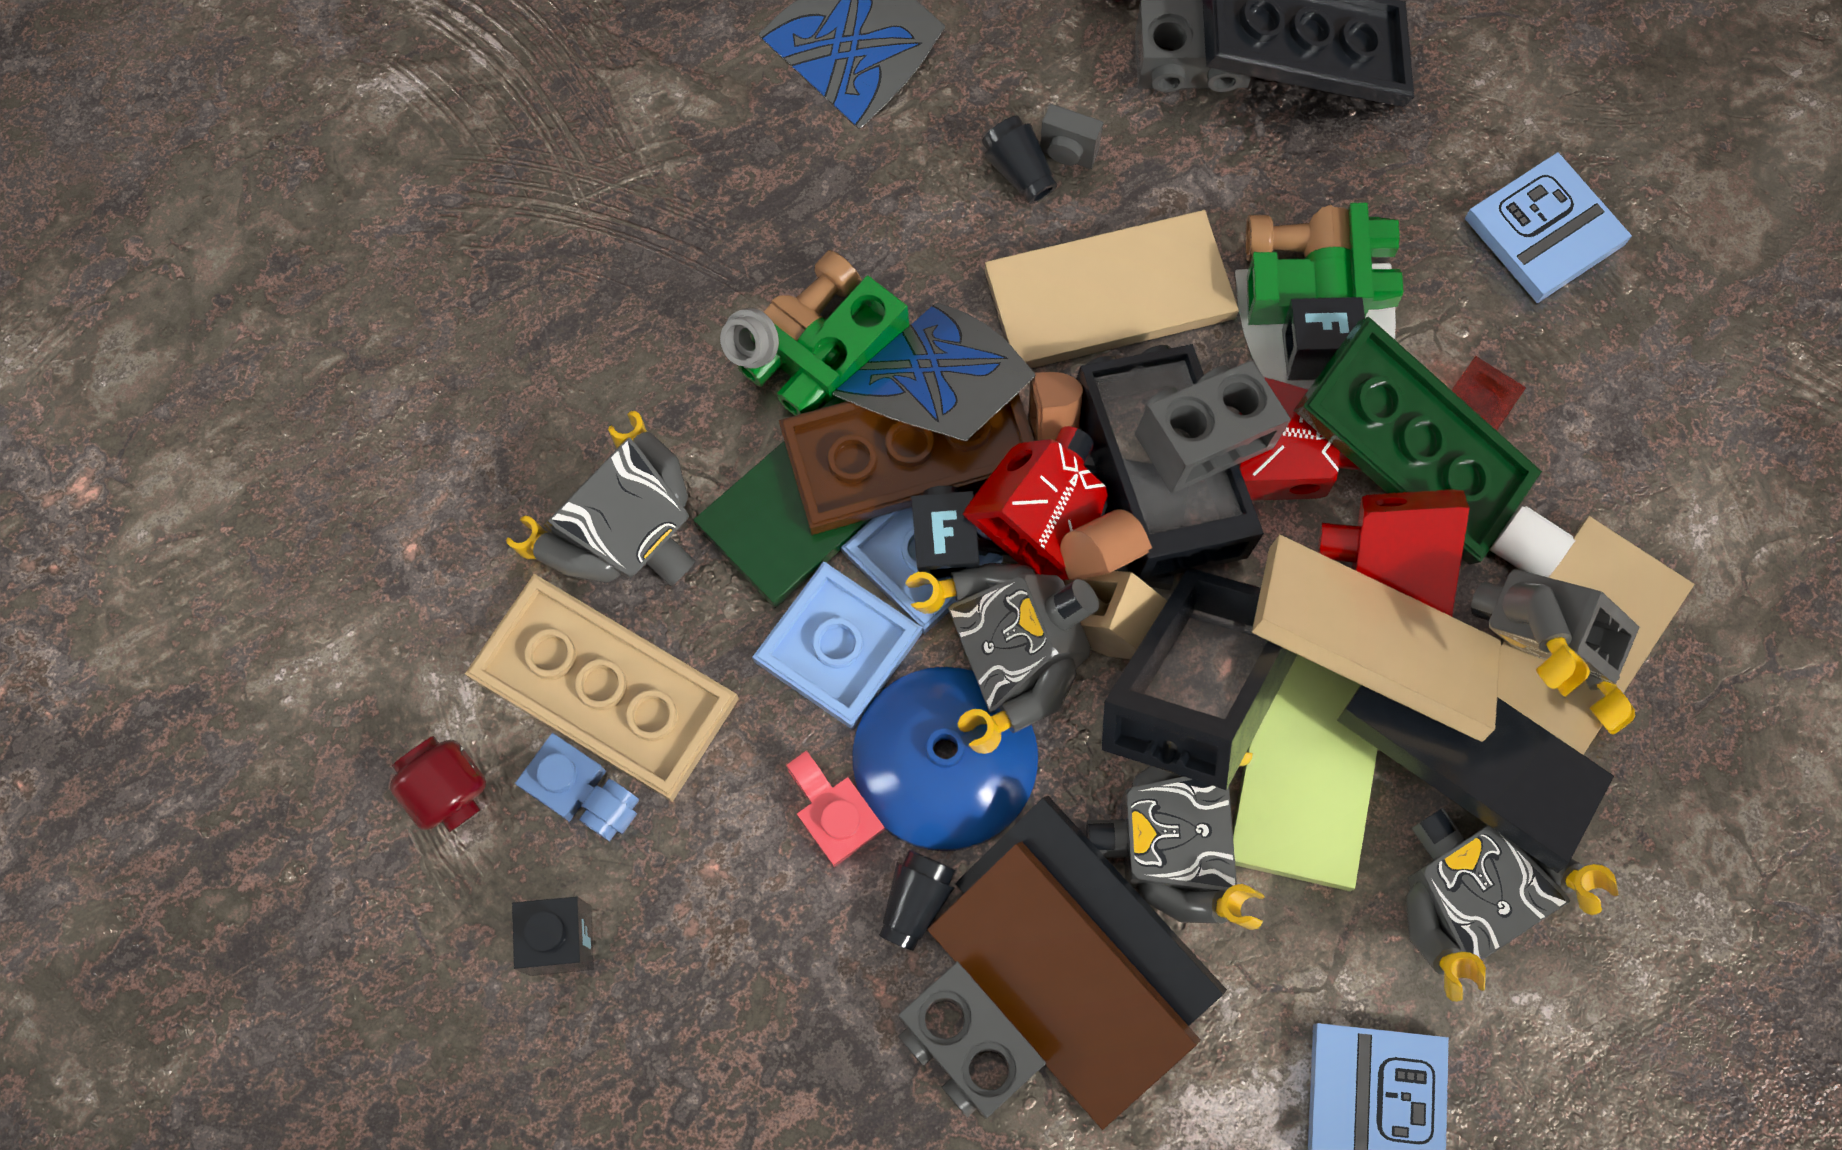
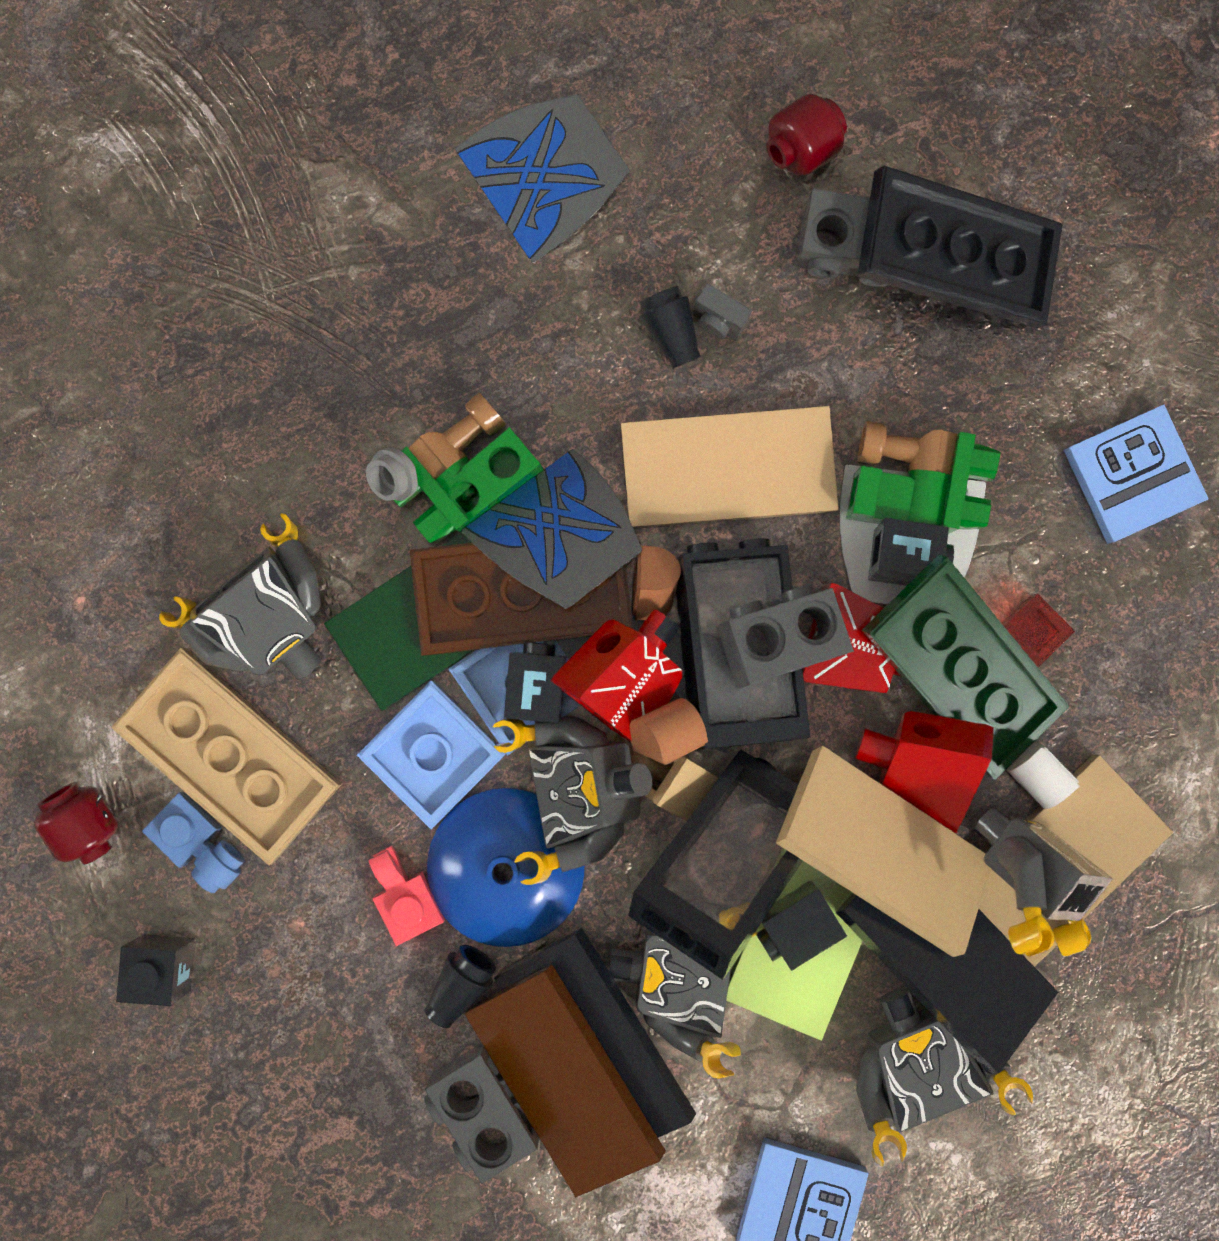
camera: 10 degrees right, 15 degrees up
(1299, 748) = (800, 927): none -> black brick

